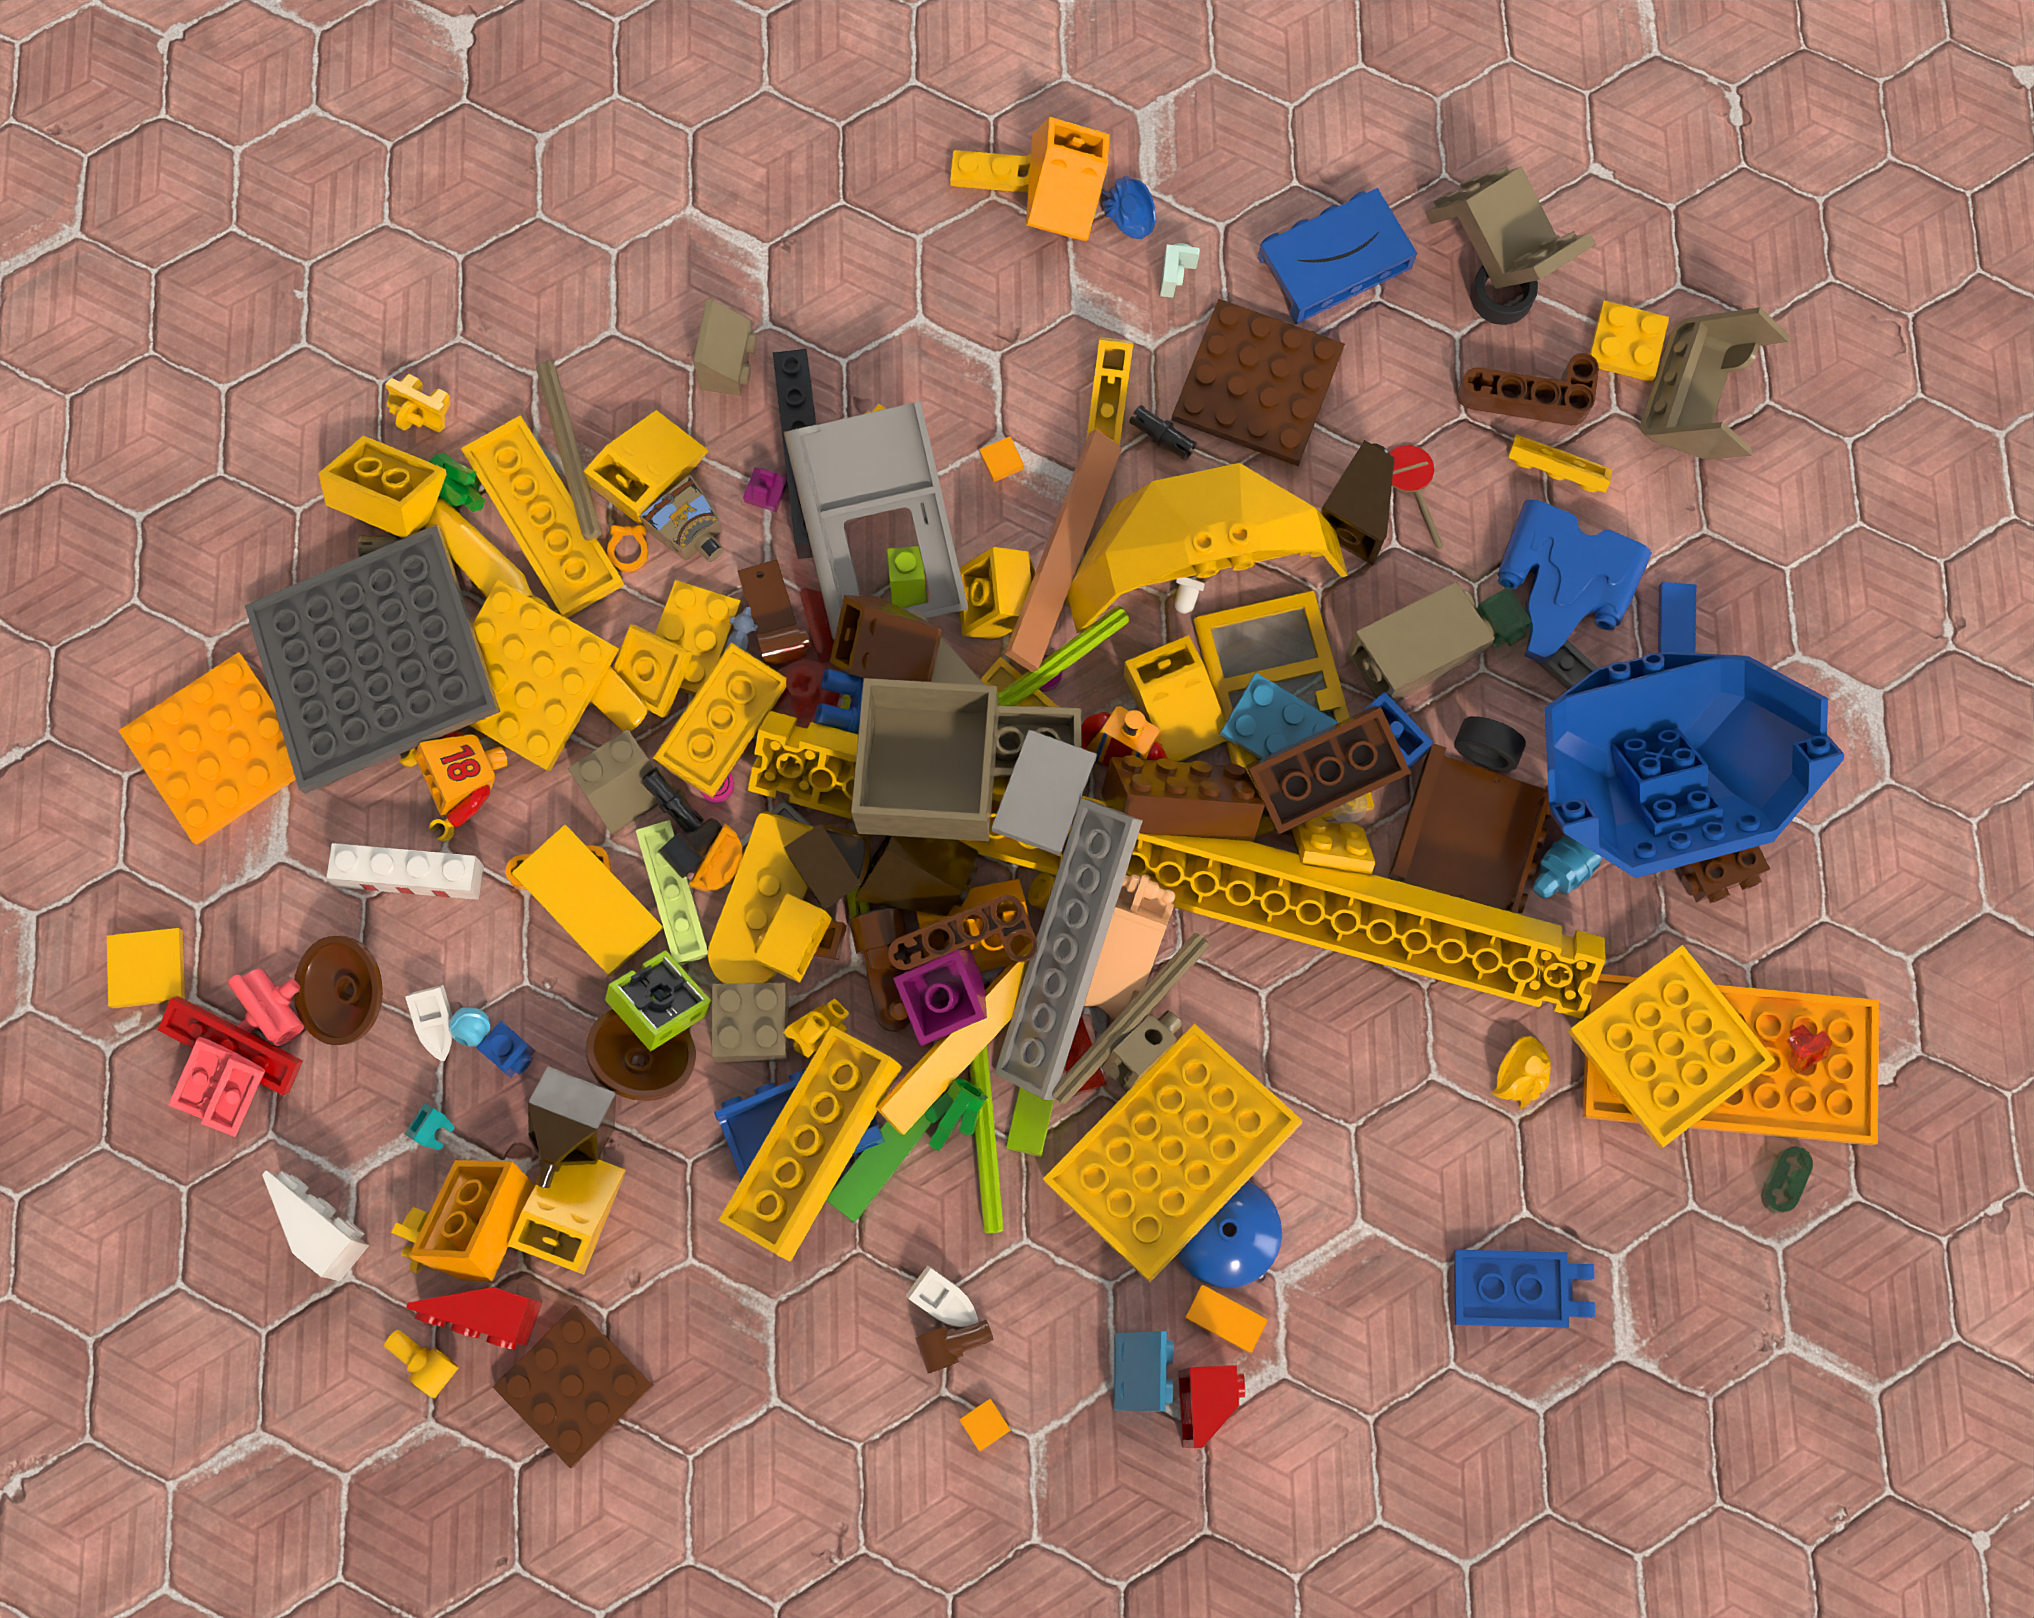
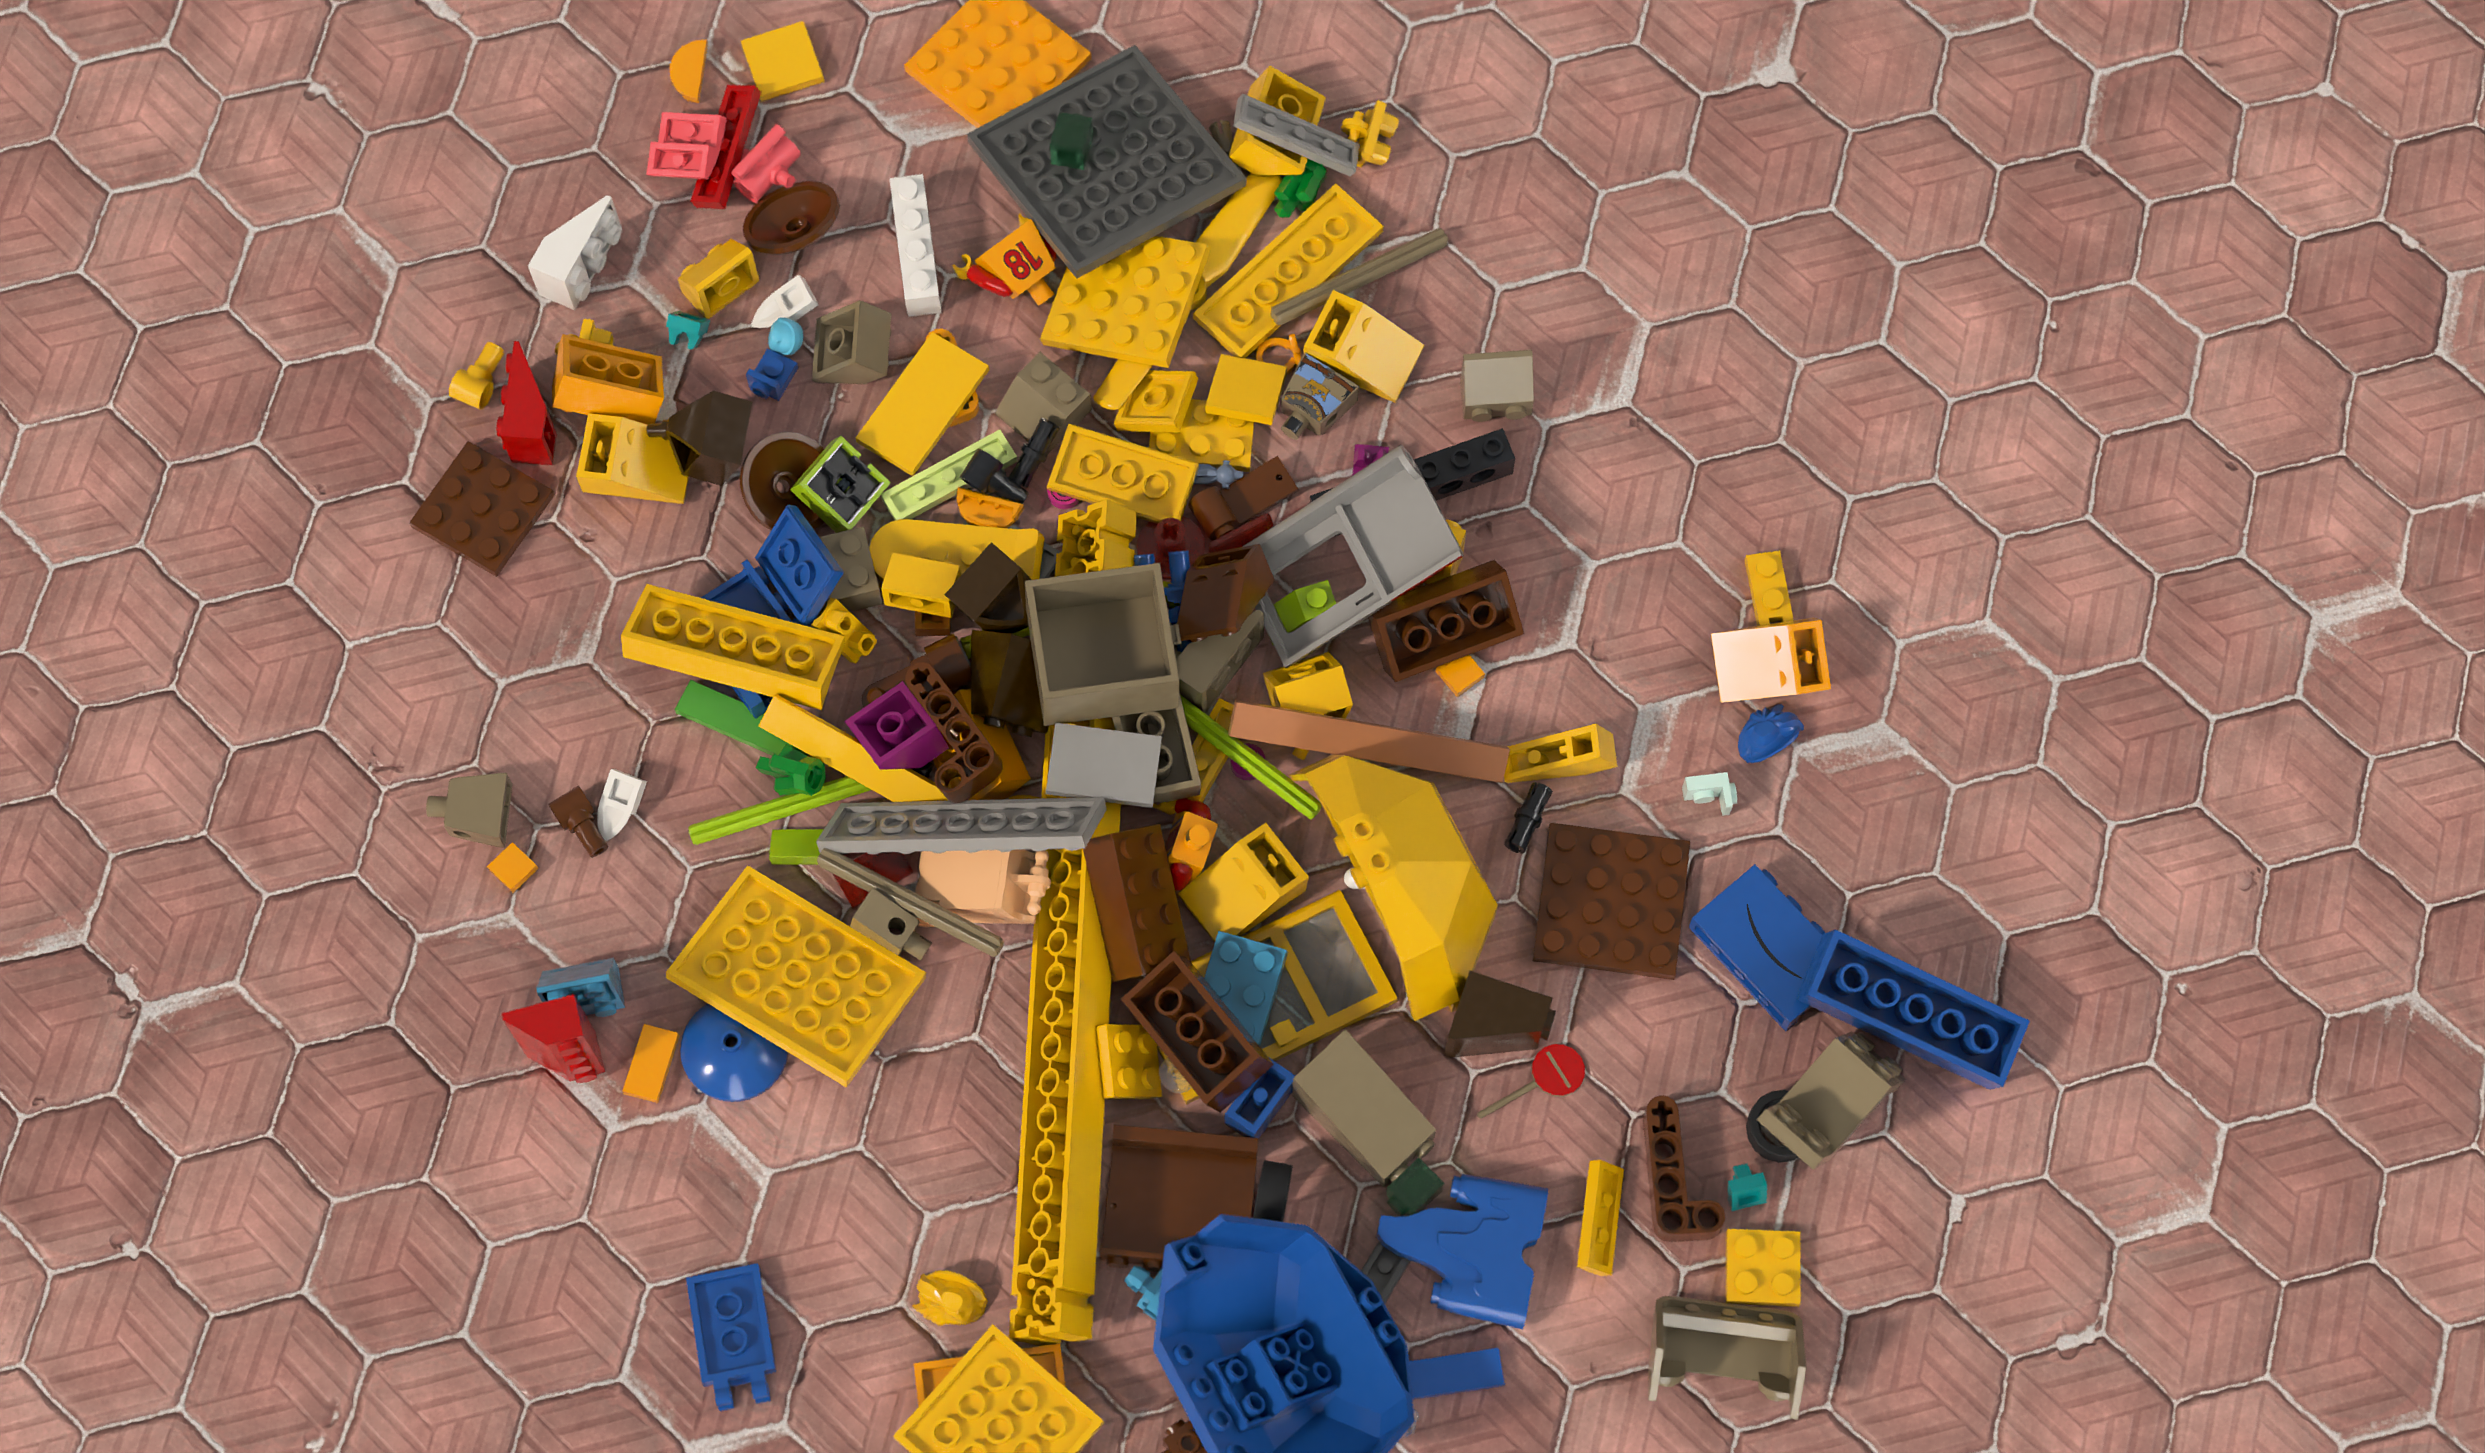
camera: 80 degrees right, 5 degrees down
(124, 1069) = (688, 69): none -> light orange tile
(344, 681) = (1071, 140): none -> clear green brick
(381, 1080) = (719, 277): none -> yellow slope
(404, 465) = (1296, 135): none -> light grey tile
(498, 960) = (852, 345): none -> dark tan slope
(660, 582) = (1246, 389): none -> yellow tile
(739, 1056) = (799, 565): none -> blue tile
(913, 1453) = (475, 808): none -> dark tan torso
(962, 449) = (1446, 621): none -> reddish brown brick
(1431, 146) = (1913, 1010): none -> blue brick
(1555, 334) = (1746, 1189): none -> teal tile

